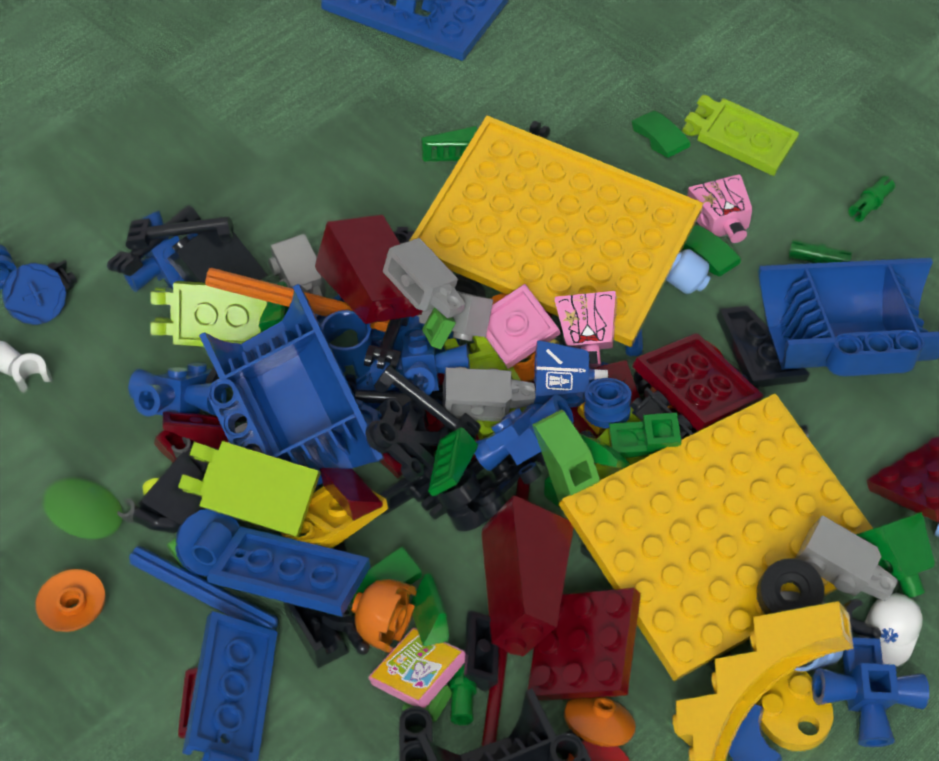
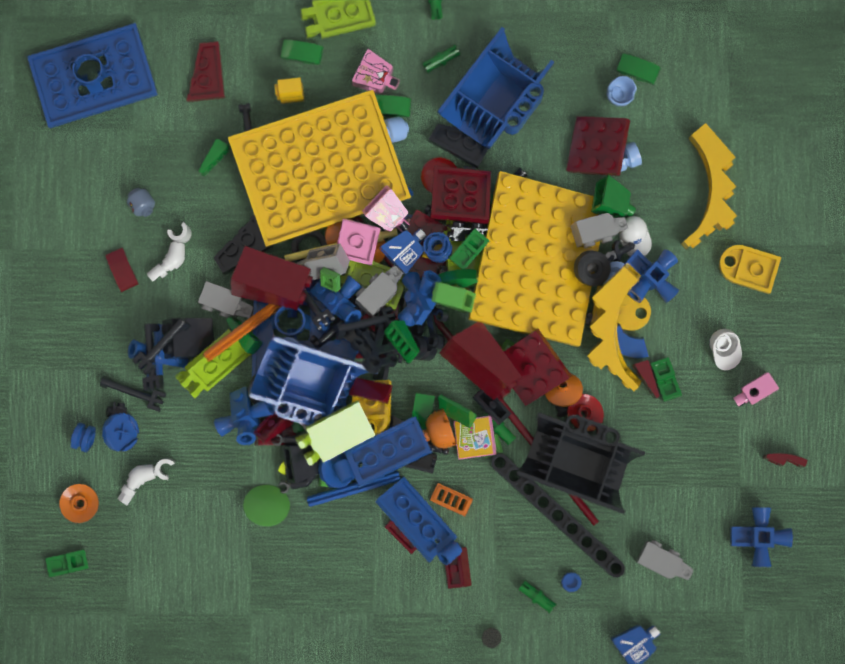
camera: 45 degrees left, 30 degrees up
(64, 590) = (299, 549): orange dish -> none
(85, 245) = (107, 382): none -> black hinge
(233, 165) = (121, 269): none -> dark red slope
(307, 193) = (175, 255): none -> white piece
(312, 742) = (461, 496): none -> orange slope
(328, 123) = (140, 202): none -> sand blue head
(423, 278) = (307, 267): light grey hinge -> none
(536, 81) = (208, 75): none -> dark red wing
(608, 141) = (289, 90): none -> yellow brick

